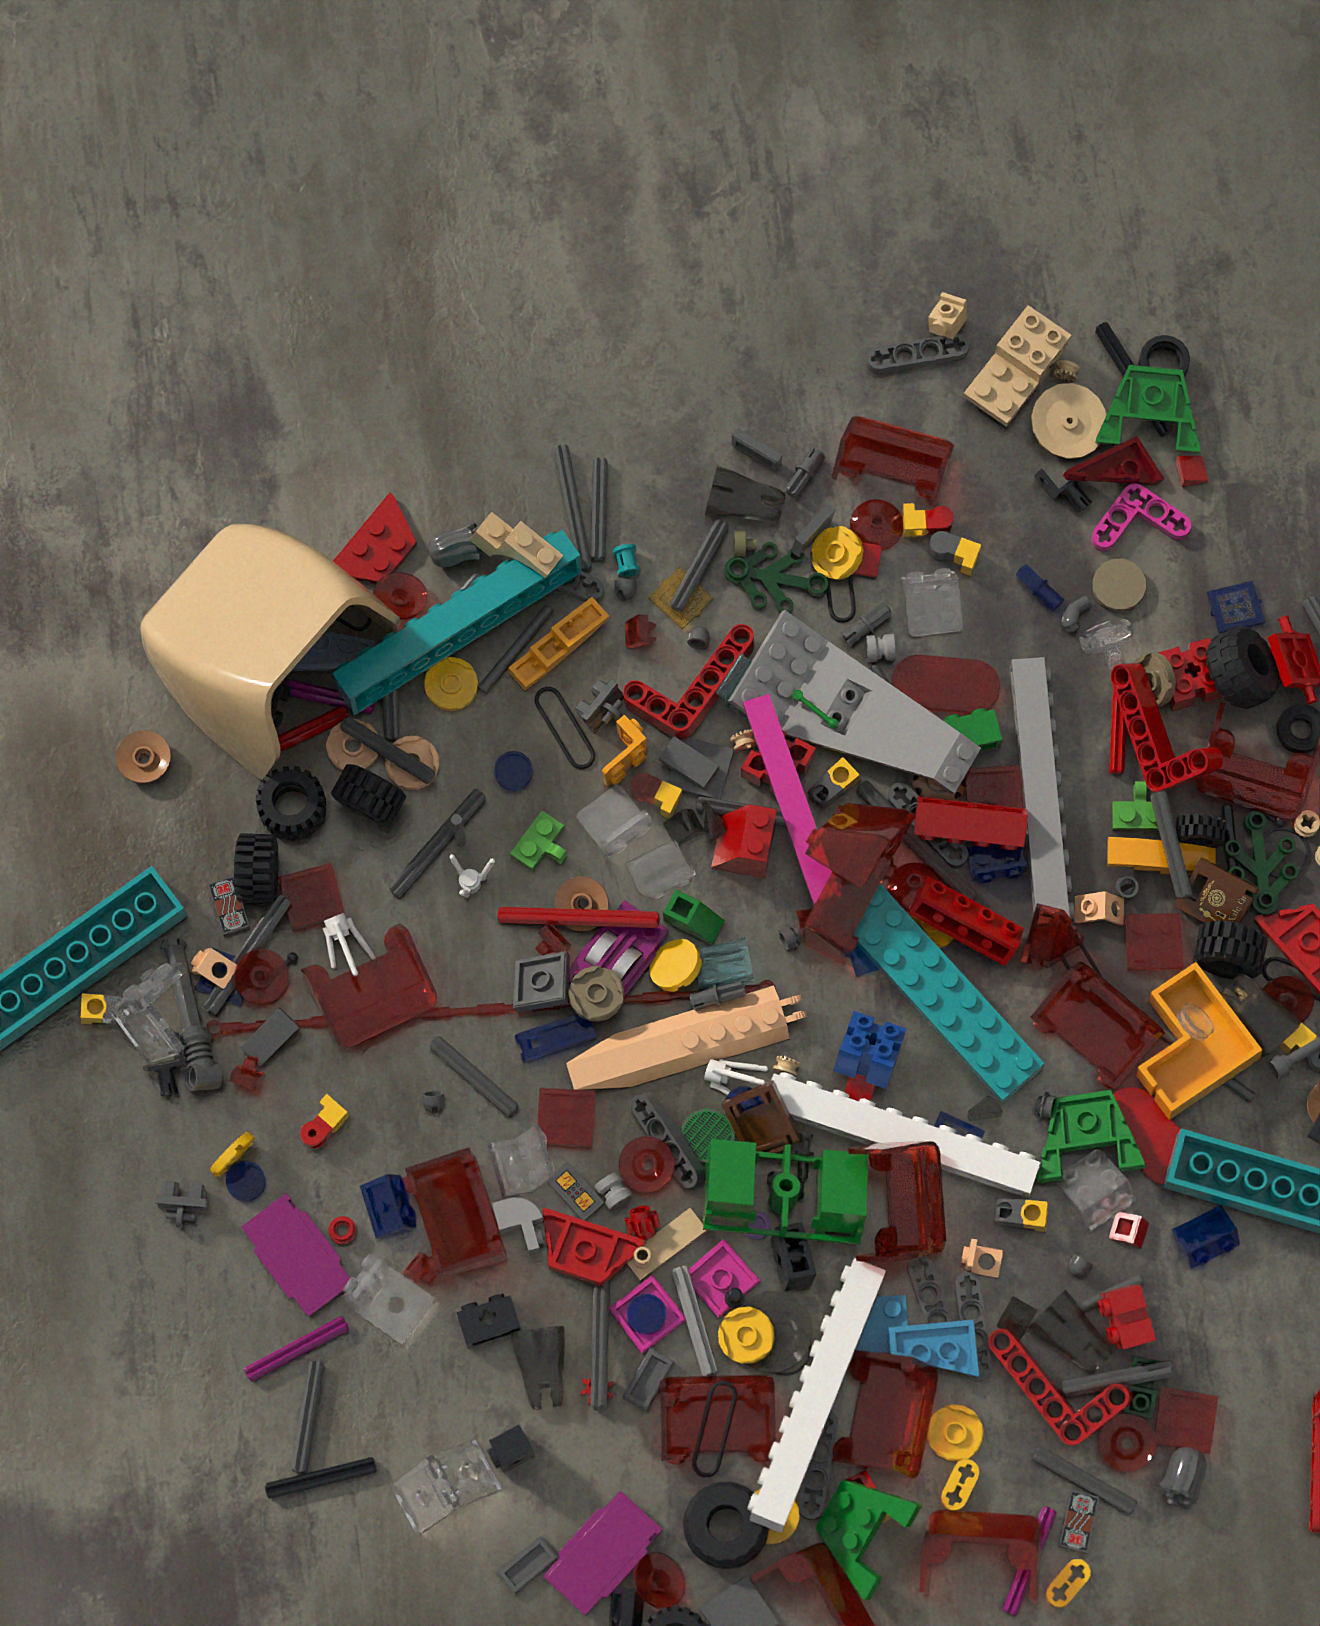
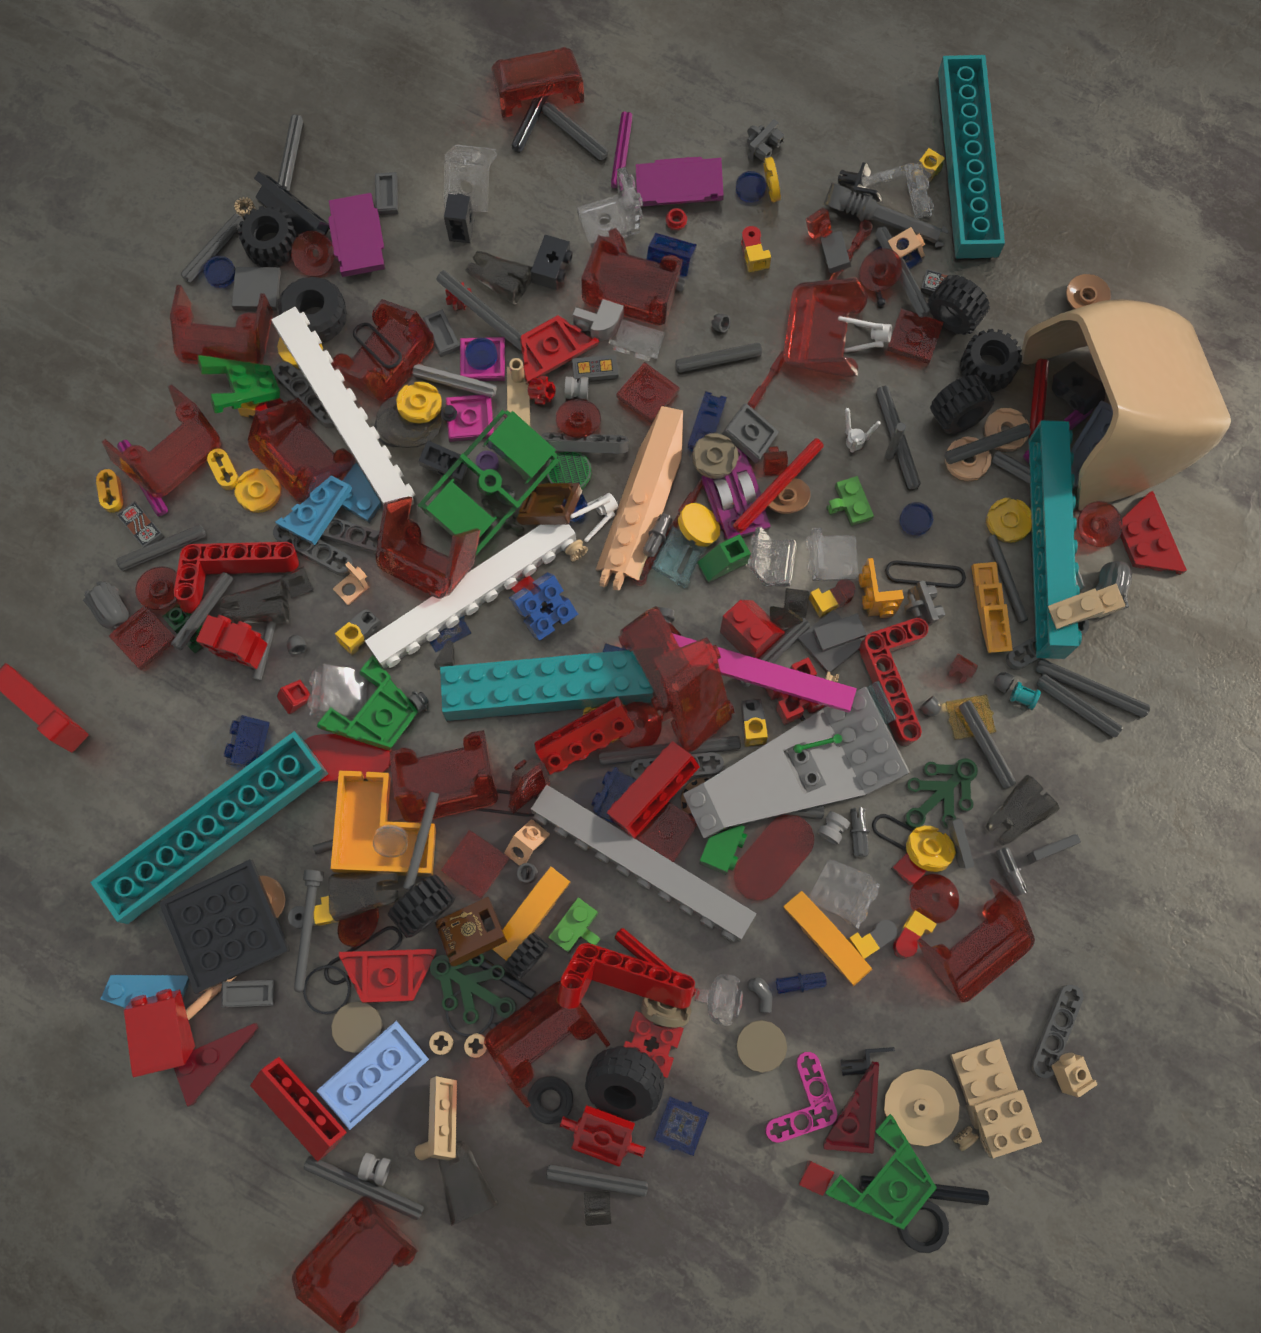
camera: 125 degrees right, 0 degrees up
(276, 1499) = (537, 77): none -> clear red windscreen
(743, 544) = (983, 785): olive tile -> none
(984, 589) = (827, 938): none -> light orange slope
(1171, 845) = (530, 923): dark grey axle -> none
(1175, 989) = (421, 841): none -> dark grey bar

